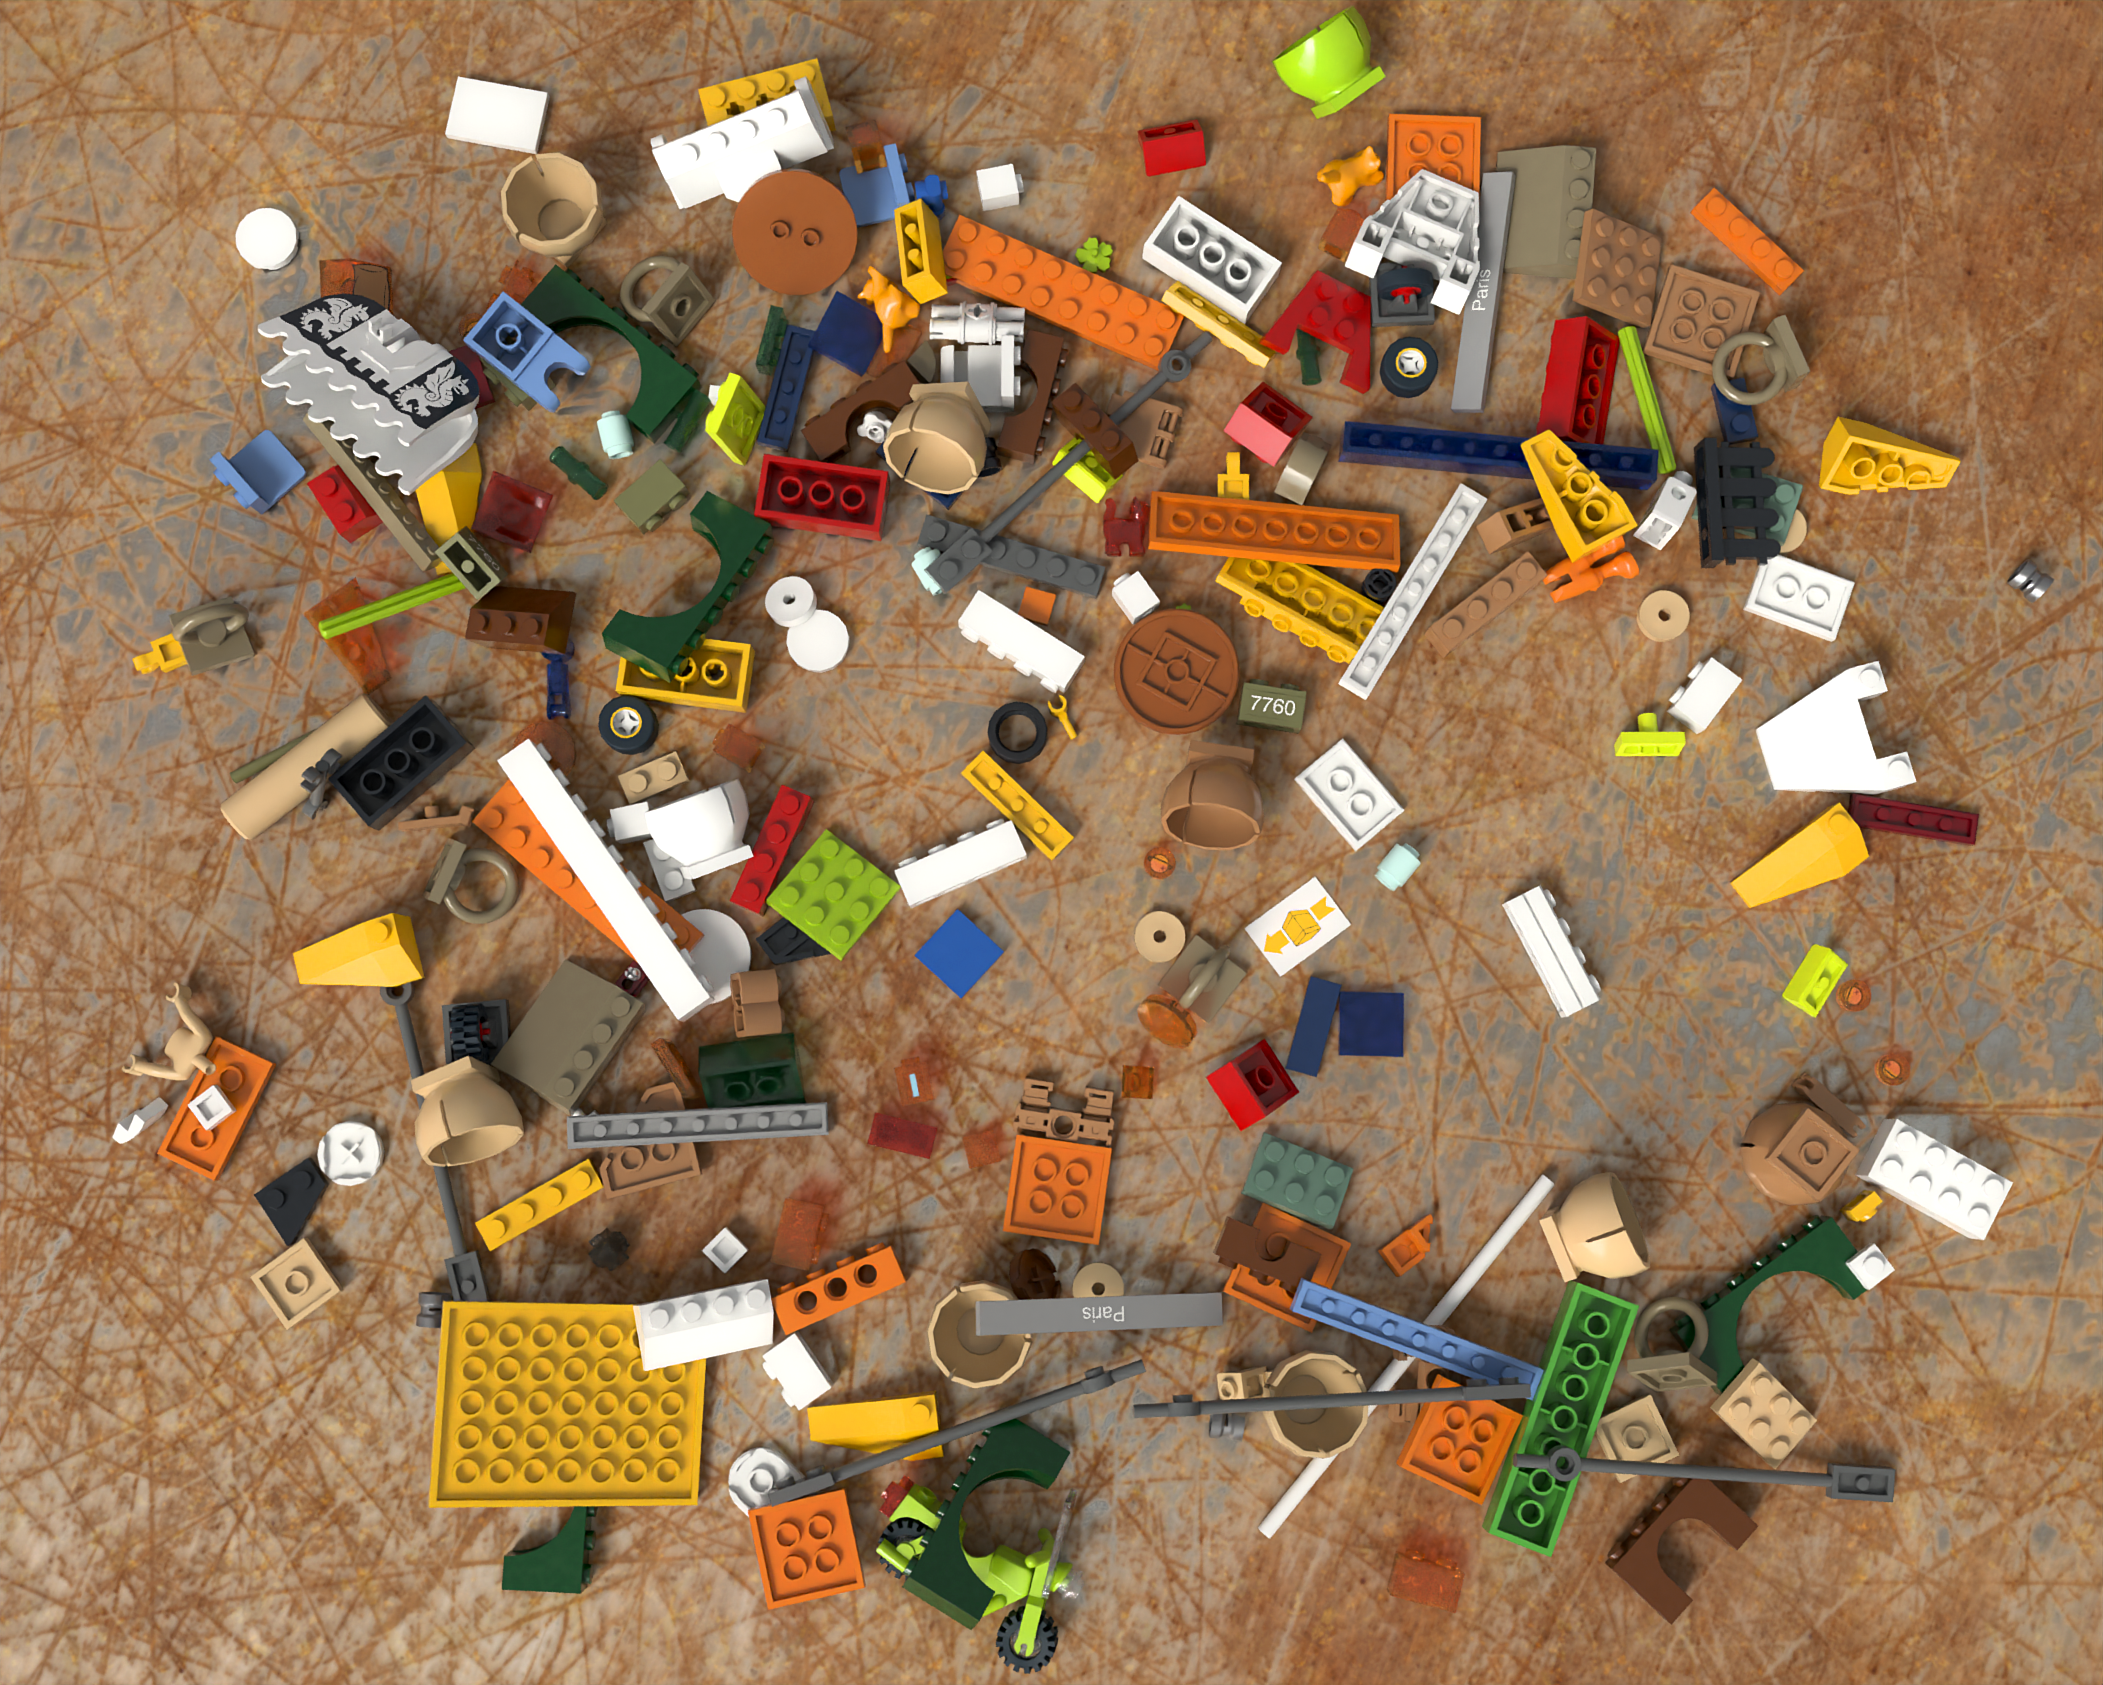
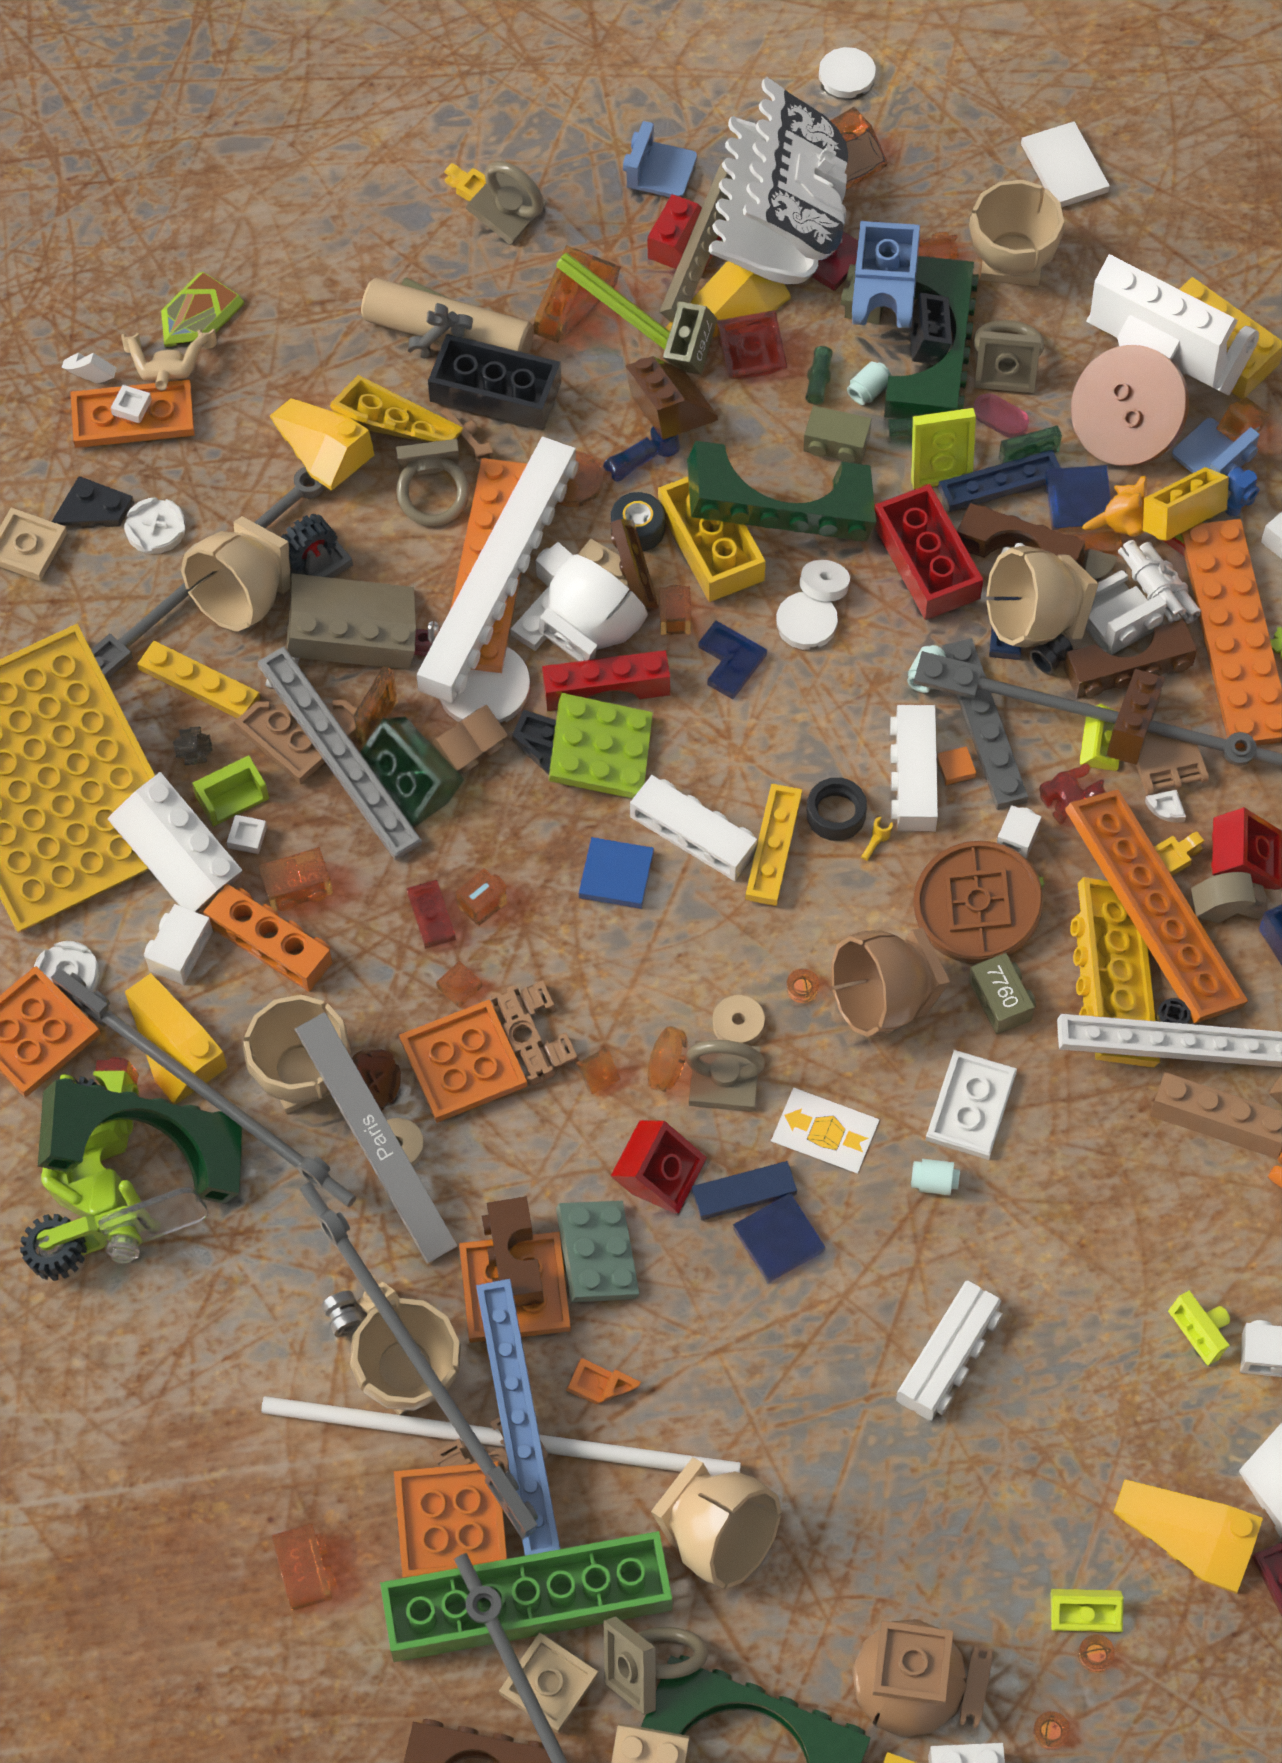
camera: 60 degrees right, 20 degrees down
(138, 983) = (198, 306): none -> tile
(374, 881) = (391, 414): none -> yellow wedge
(602, 347) = (930, 329): none -> black brick
(674, 1240) = (230, 790): none -> lime panel
(676, 758) = (633, 562): none -> reddish brown plate
(720, 344) = (1000, 415): none -> clear pink tile
(816, 720) = (737, 655): none -> clear blue tile
(1182, 459) = (1166, 806): none -> white tile

